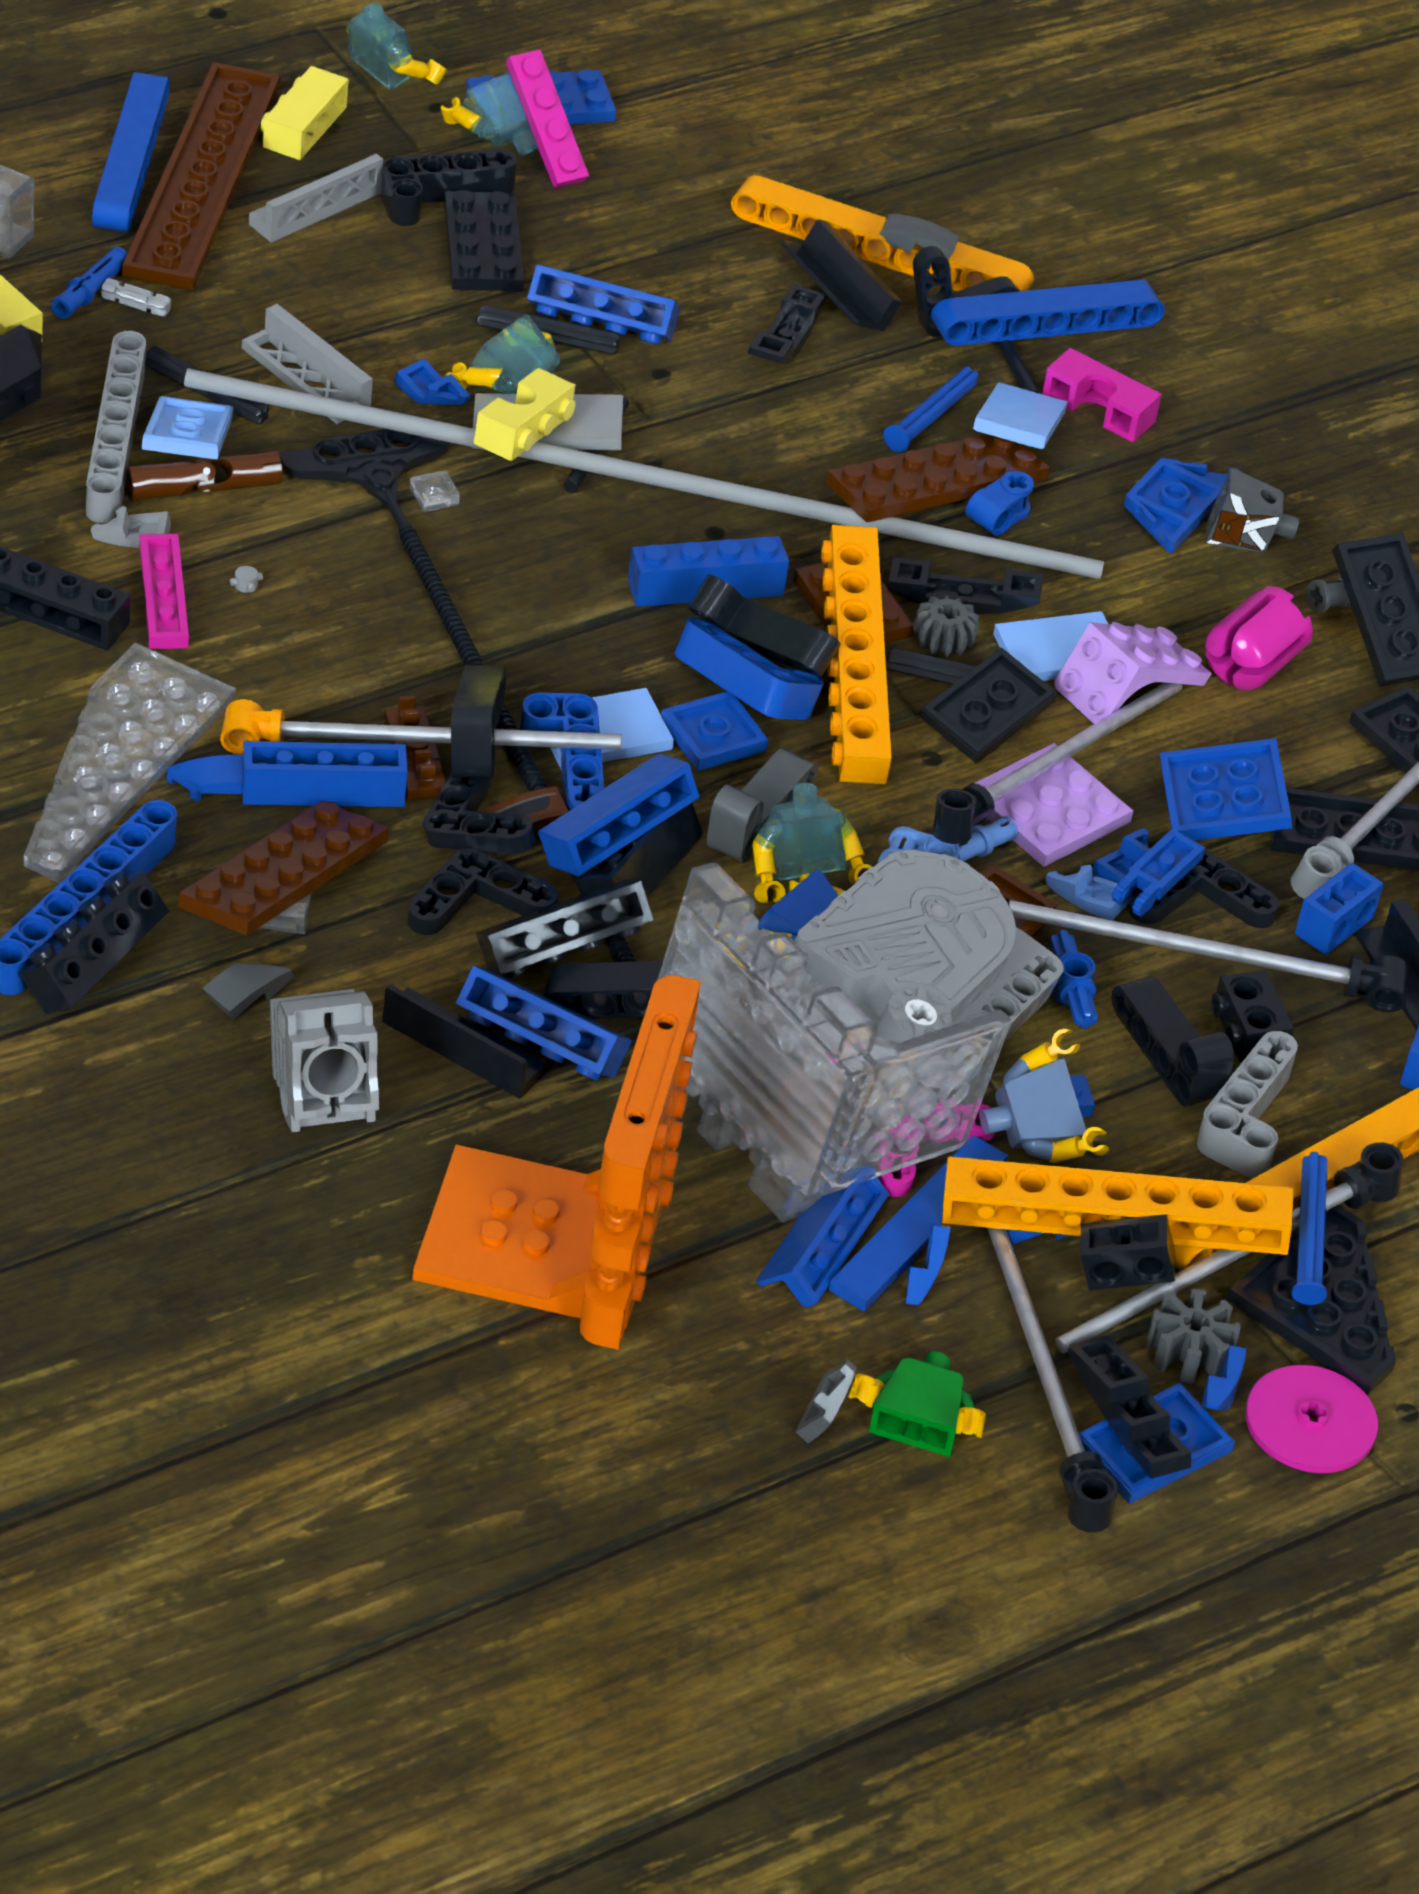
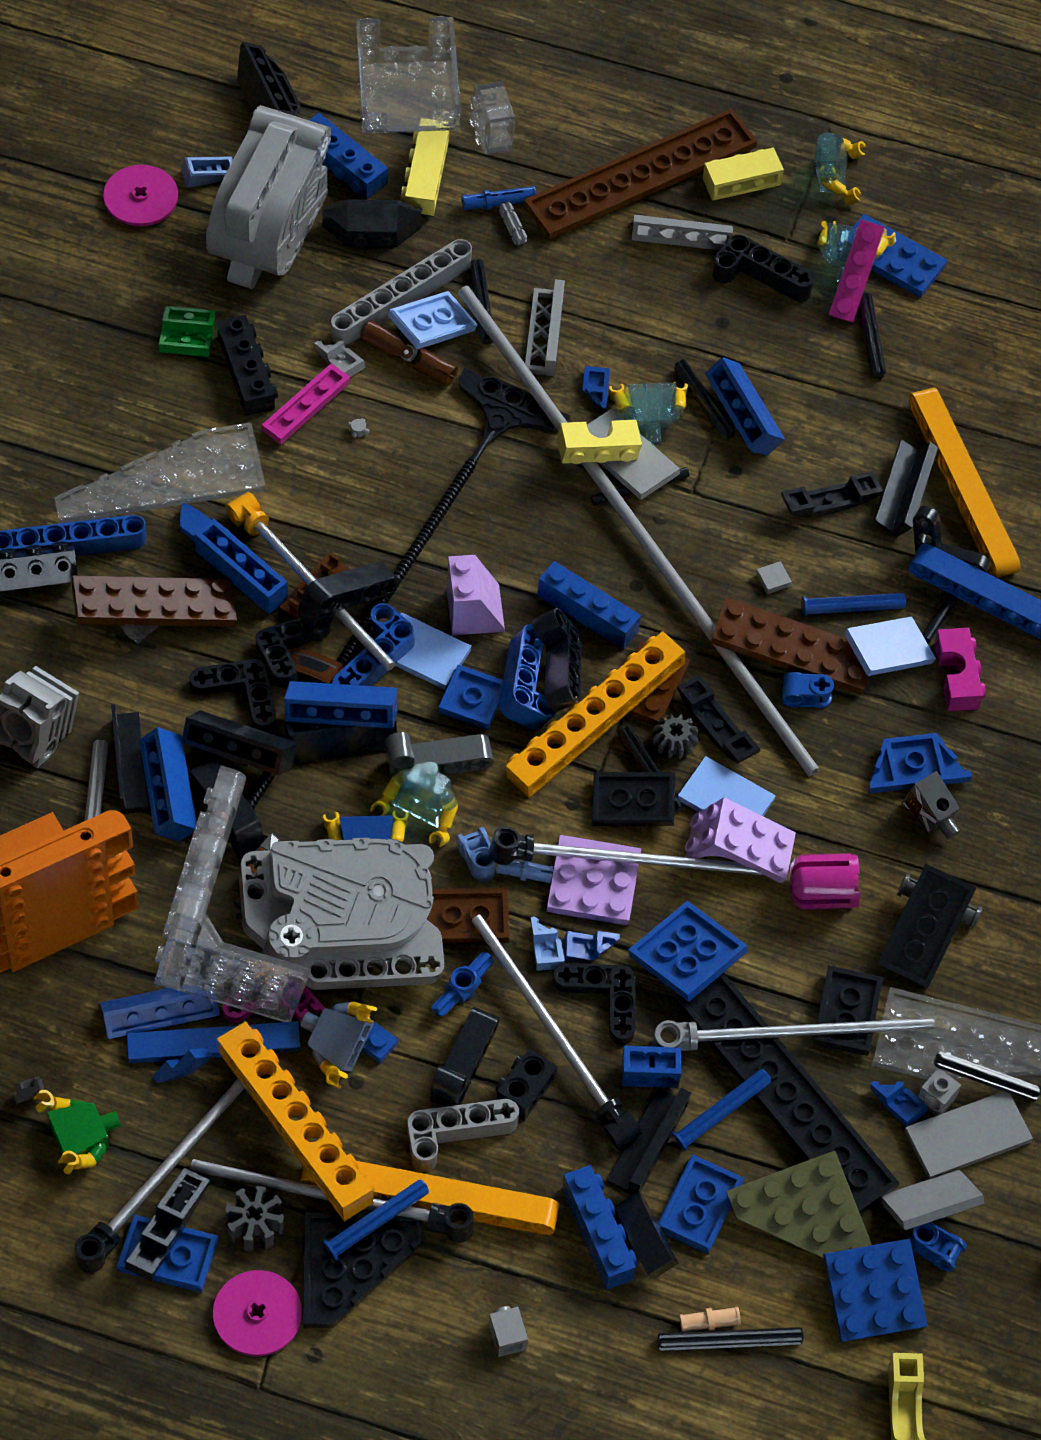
camera: 50 degrees right, 15 degrees up
(130, 152) = (619, 133): blue beam -> none
(243, 984) = (66, 647): dark grey slope -> none
(434, 491) = (514, 450): clear plate -> none
(466, 1092) = (96, 779): none -> light grey axle
(483, 241) = (742, 320): black plate -> none
(594, 637) = (472, 597): none -> lavender slope
(630, 180) = (872, 336): none -> black axle
(831, 436) = (773, 577): none -> light grey tile
(906, 231) = (968, 491): dark grey slope -> none
(1127, 1252) = (271, 1148): black brick -> none
(1159, 870) = (582, 964): blue hinge -> none
(1221, 1390) = (232, 1261): blue slope -> none

